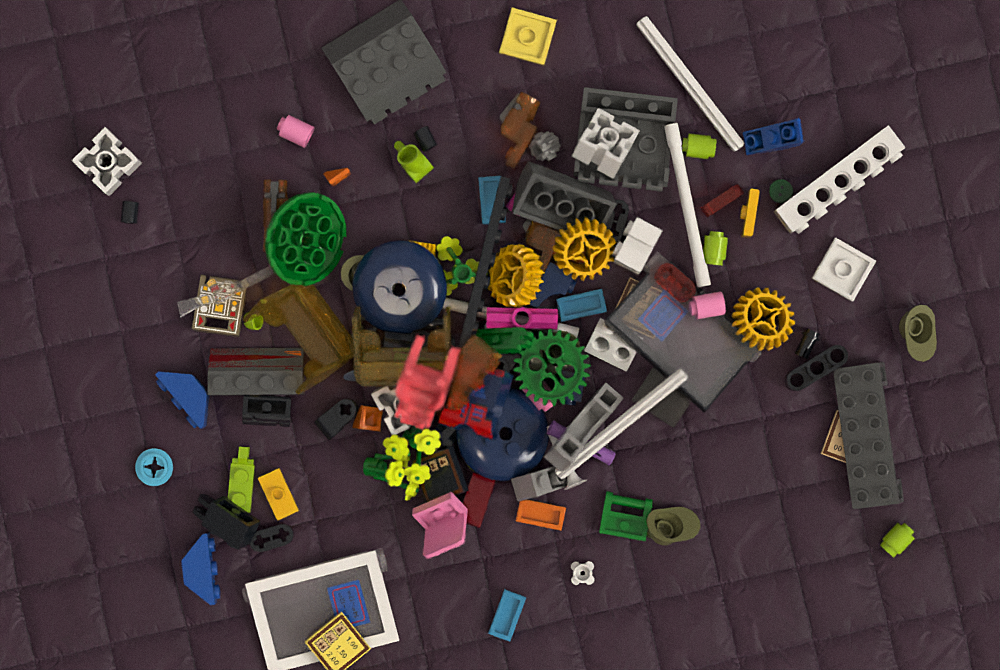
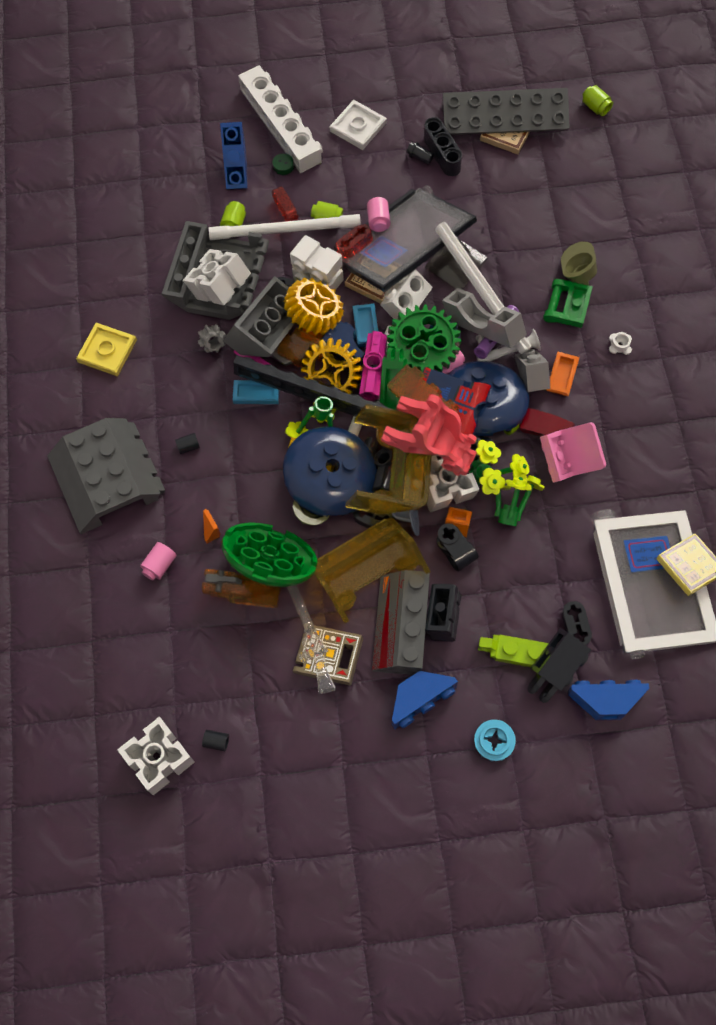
camera: 85 degrees left, 20 degrees down
(254, 324) = (351, 625): lime hinge -> none
(278, 494) = (530, 614): yellow plate -> none
(412, 161) = (206, 451): lime piece -> none
(445, 474) = (526, 444): black tile -> none
(507, 615) = (660, 412): dark azure tile -> none
(517, 126) = (191, 360): clear orange plate -> none
(690, 83) = (174, 223): white axle -> none
(748, 213) = (299, 184): yellow plate -> none
(755, 301) = (395, 178): yellow gear -> none
(919, 332) = (417, 74): olive piece -> none

